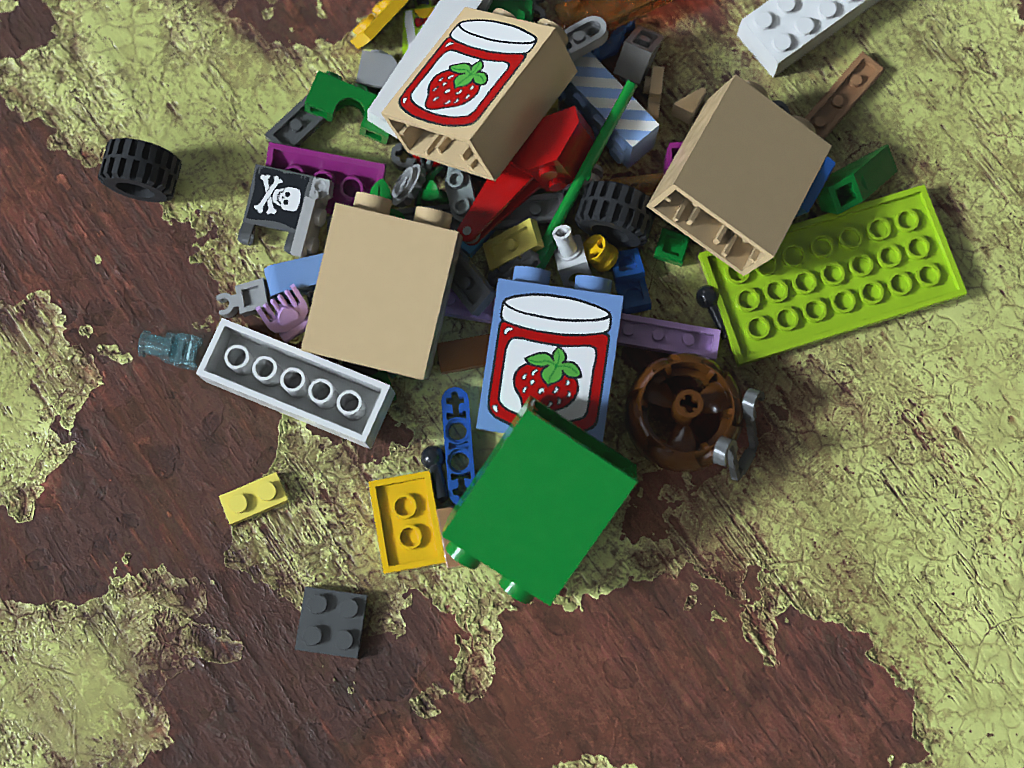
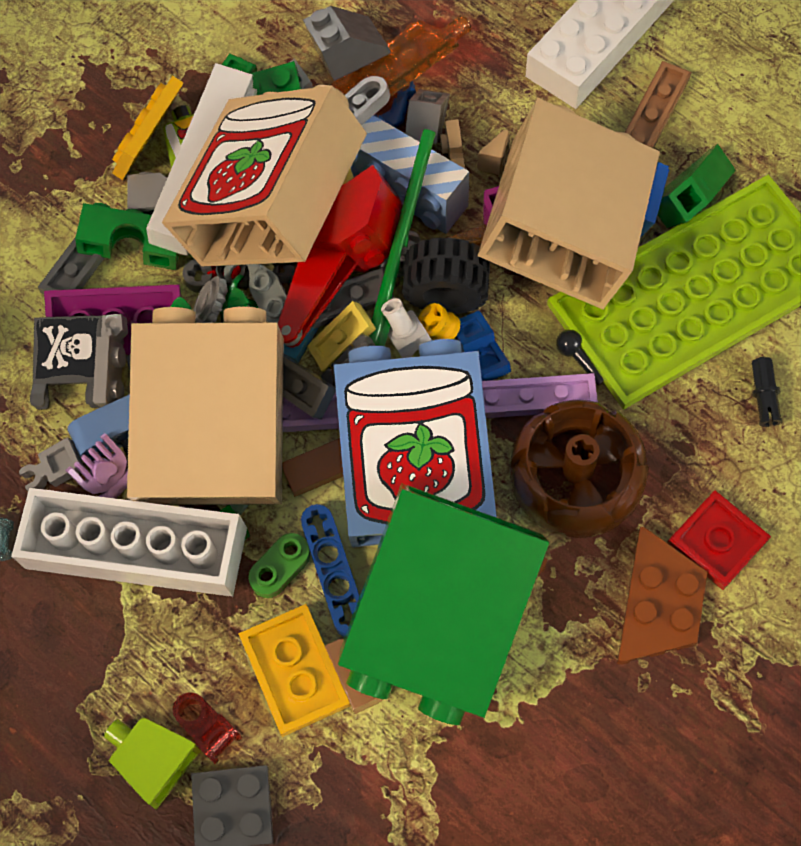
camera: 10 degrees left, 10 degrees down
(254, 499) = (109, 687): light yellow plate -> none
(274, 566) = (150, 757): none -> lime torso
(325, 553) = (210, 730): none -> clear red piece
(417, 432) = (282, 566): none -> bright green plate
(433, 459) = (308, 591): black bar -> none
(672, 247) = (516, 302): green tile -> none
(724, 539) = (661, 600): none -> dark orange wing
(726, 448) = (638, 488): dark grey piece -> none
(786, 499) = (719, 539): none -> red tile
(863, 381) = (766, 391): none -> black axle

